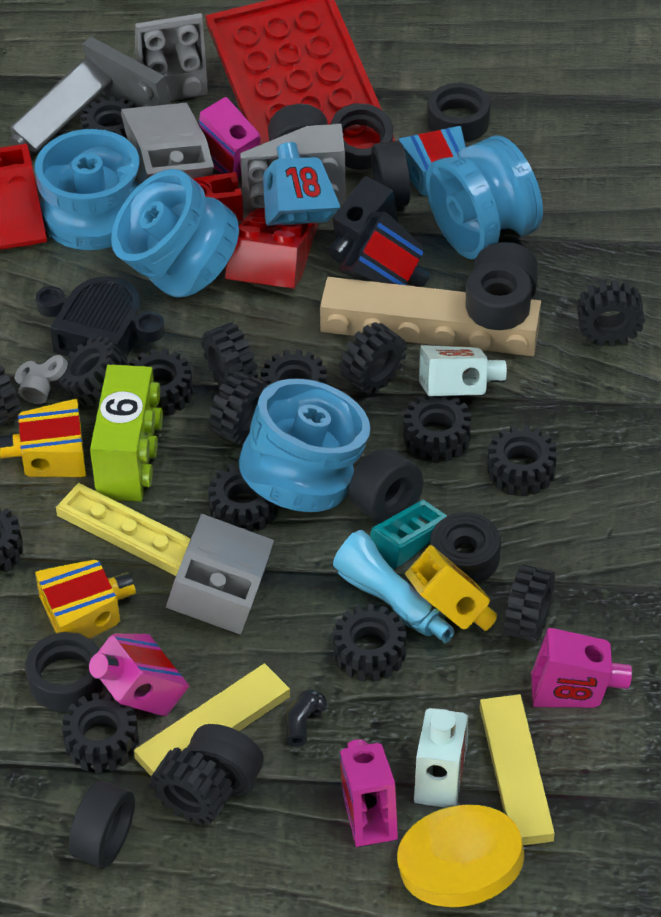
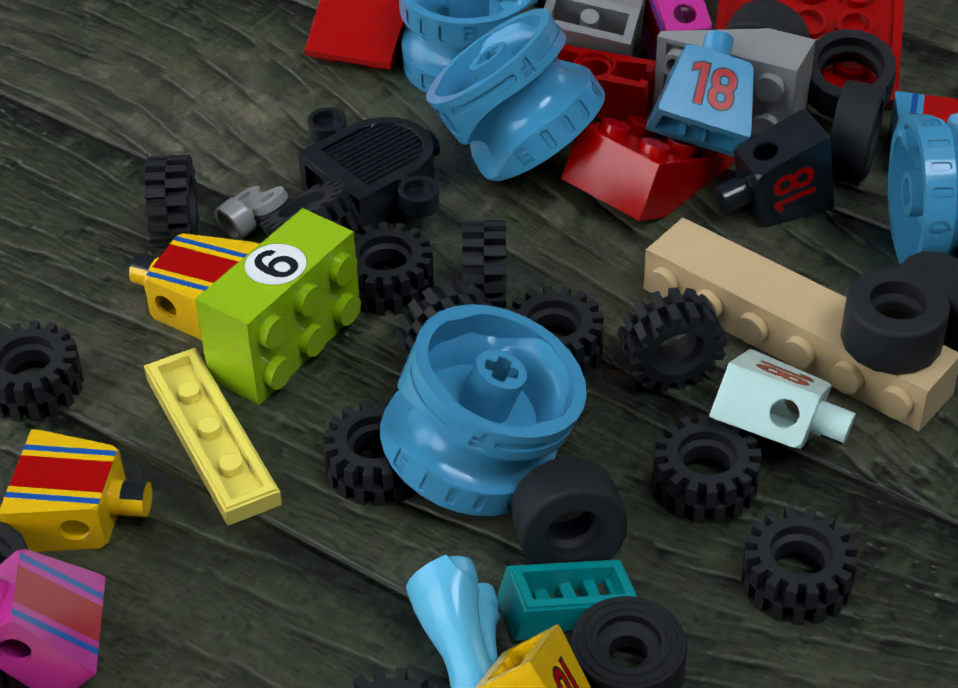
camera: 30 degrees right, 5 degrees down
(220, 574) = (258, 534): light grey slope -> none
(385, 254) = (779, 218): torso -> none

